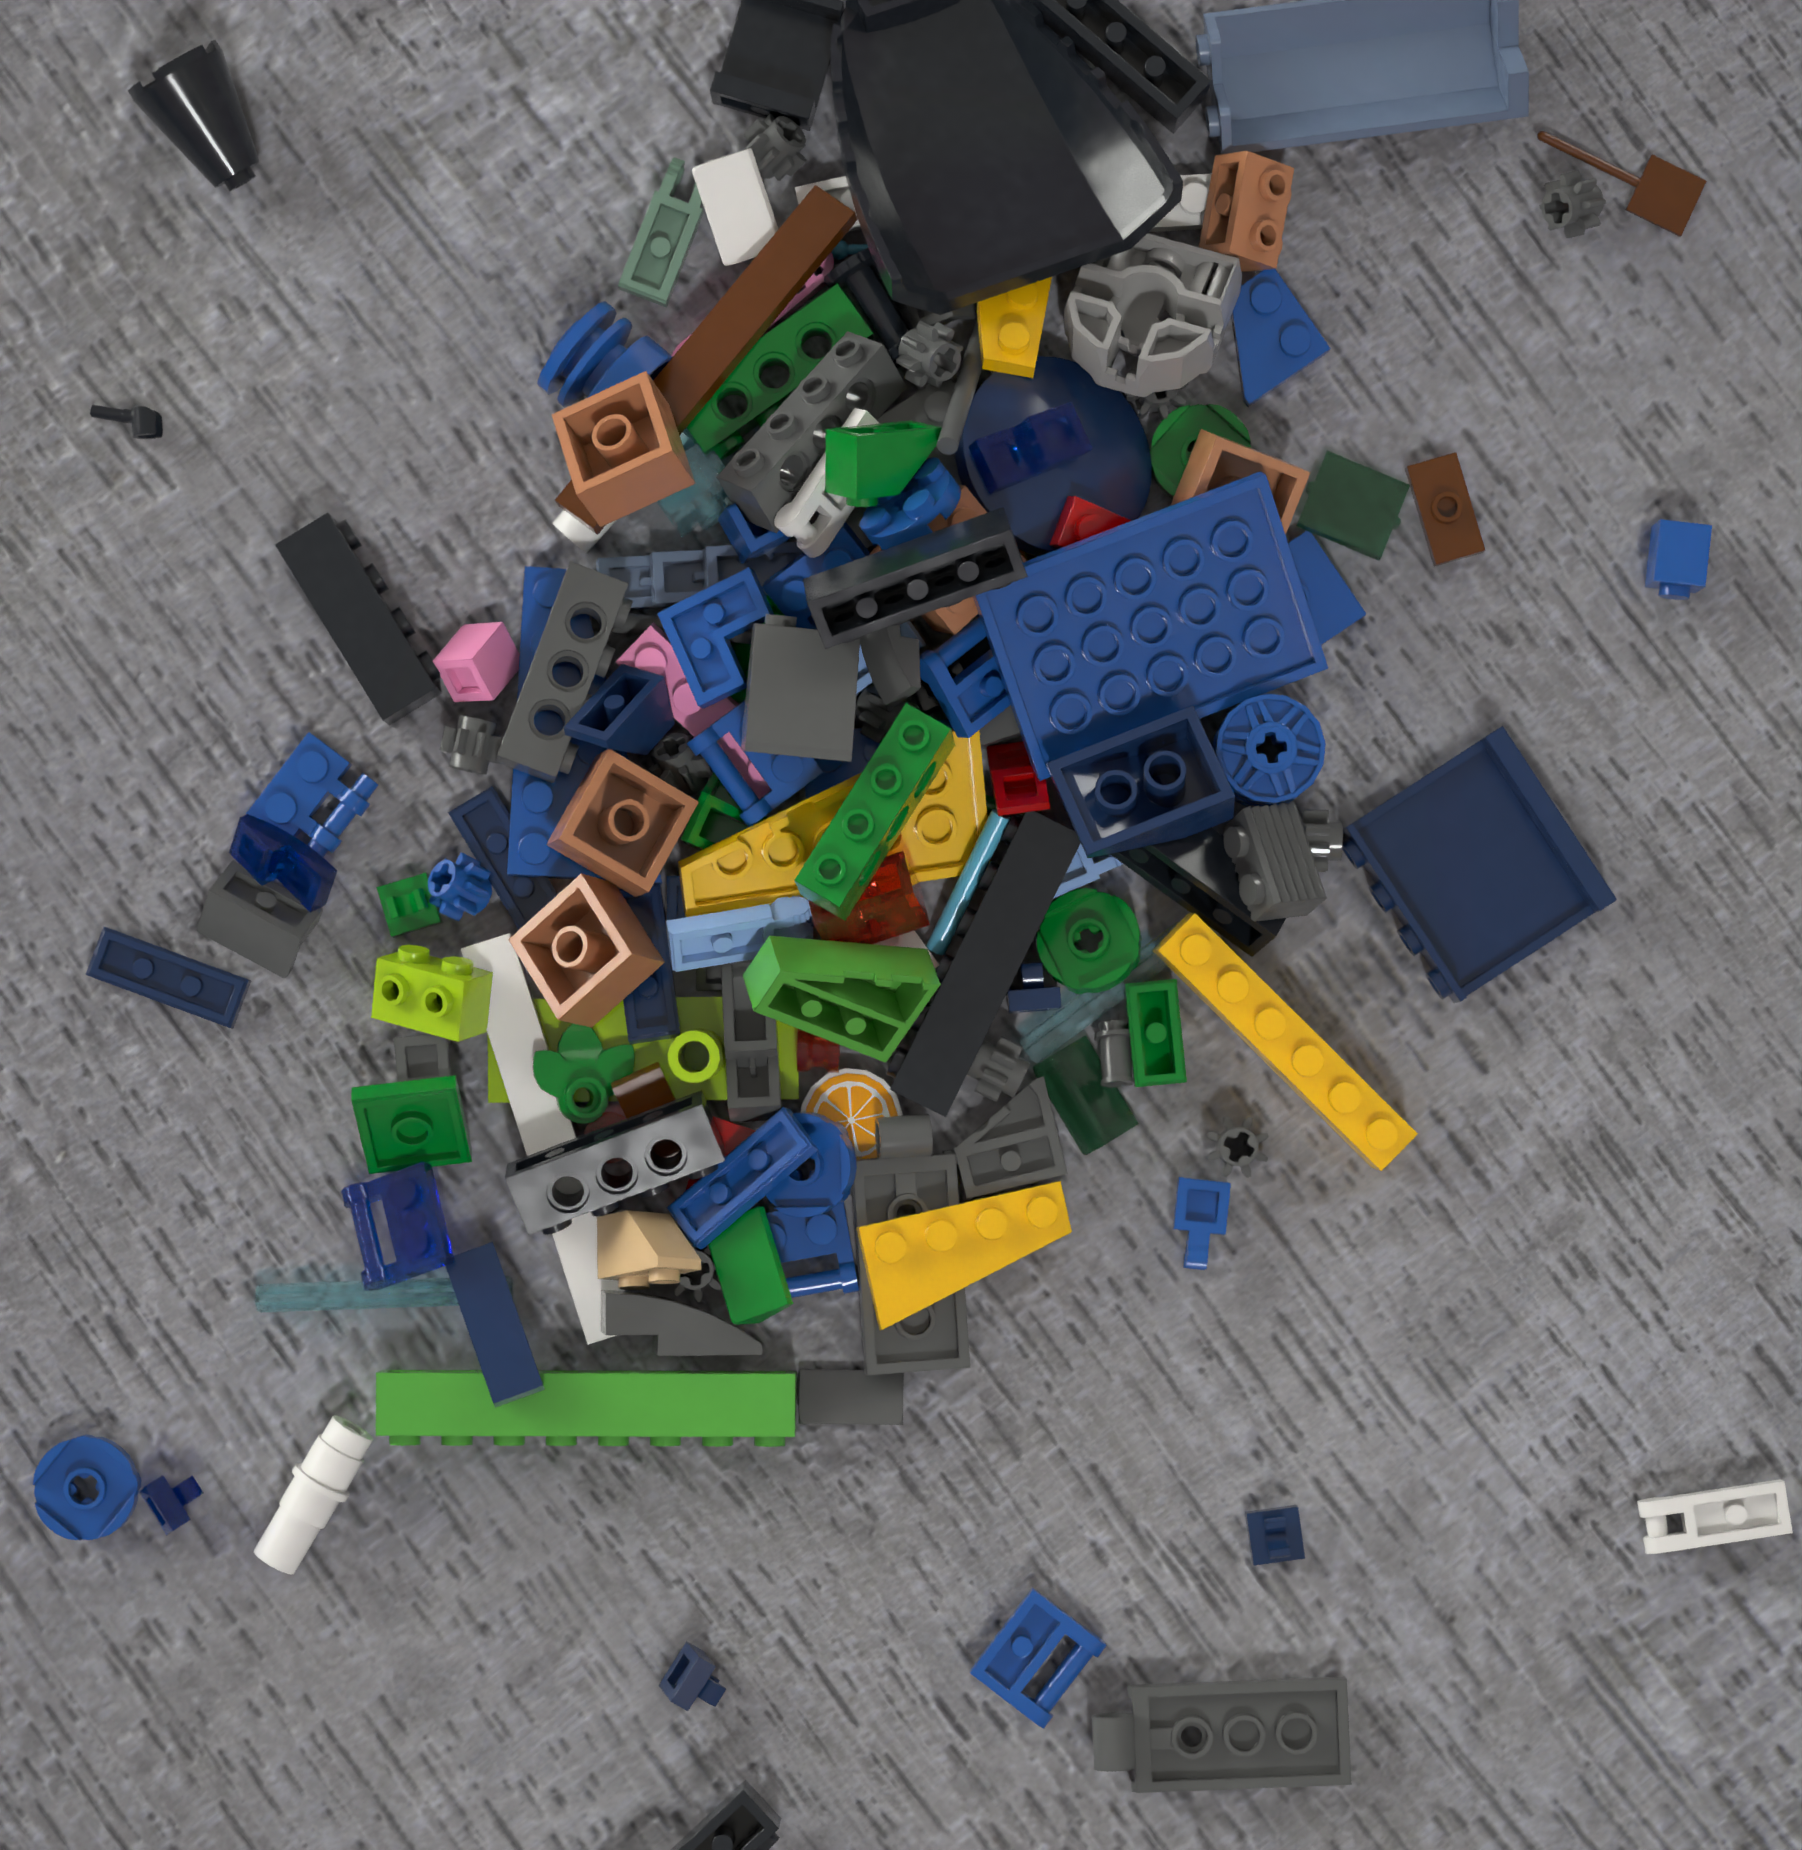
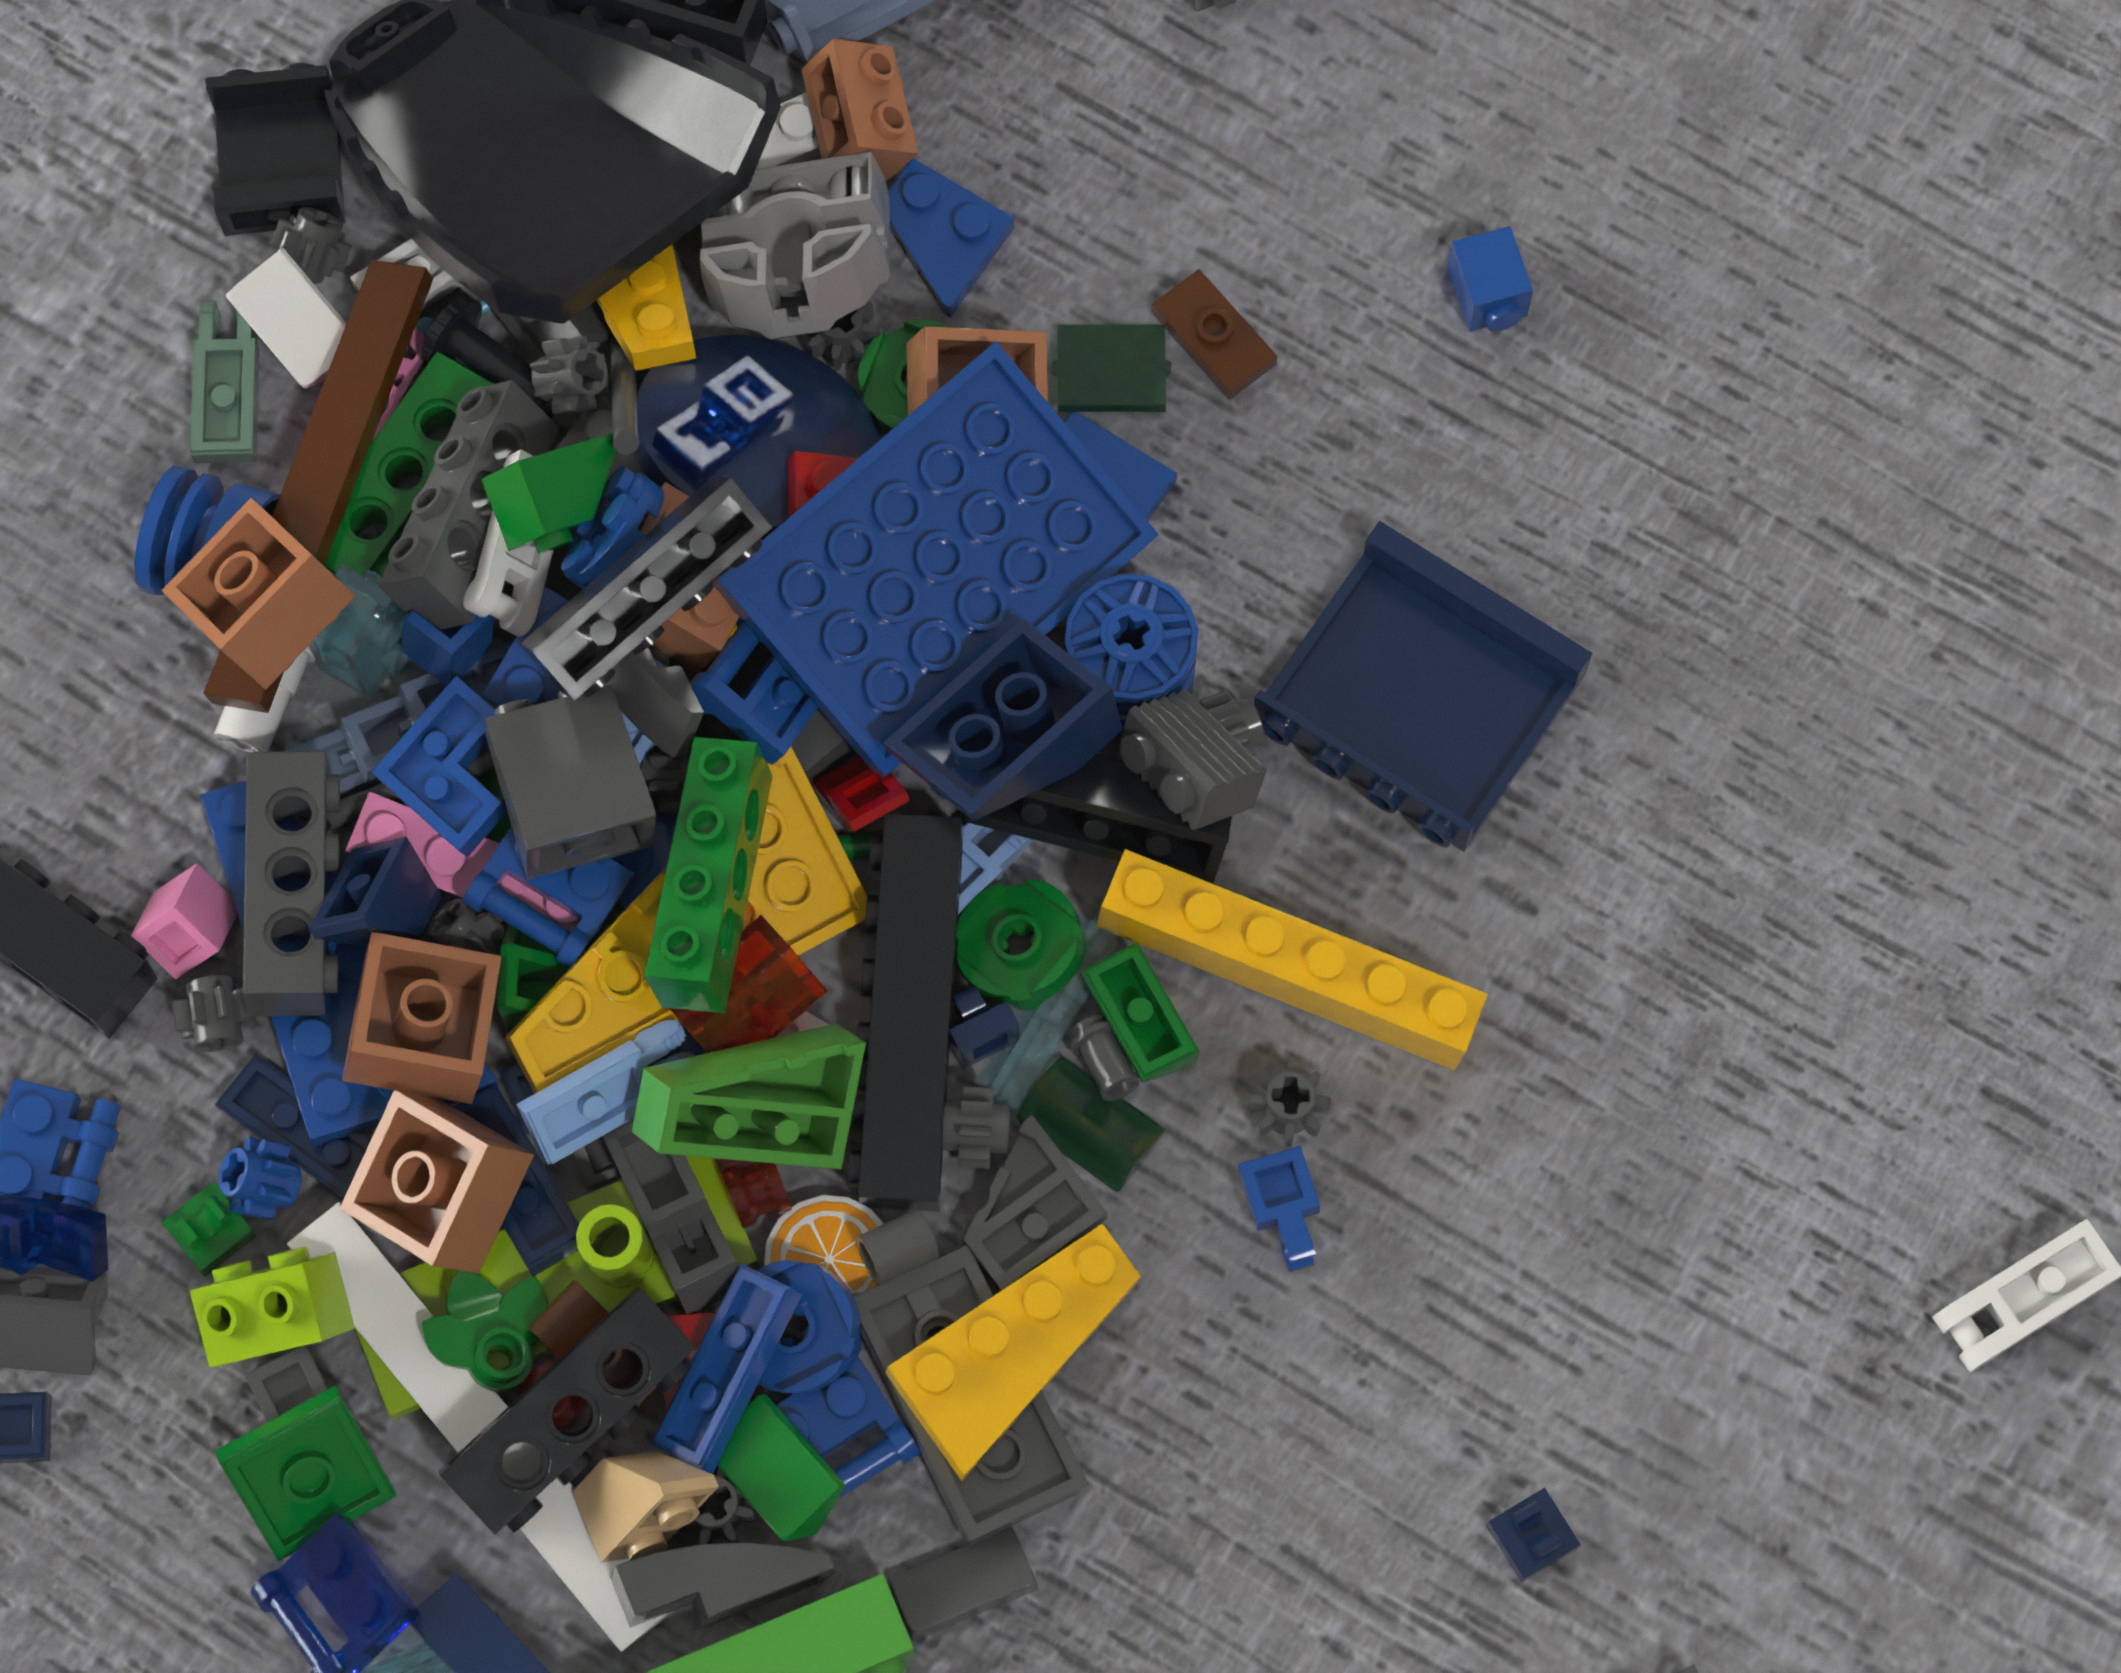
camera: 25 degrees left, 15 degrees down
(967, 882) = (852, 932): medium azure bar -> none

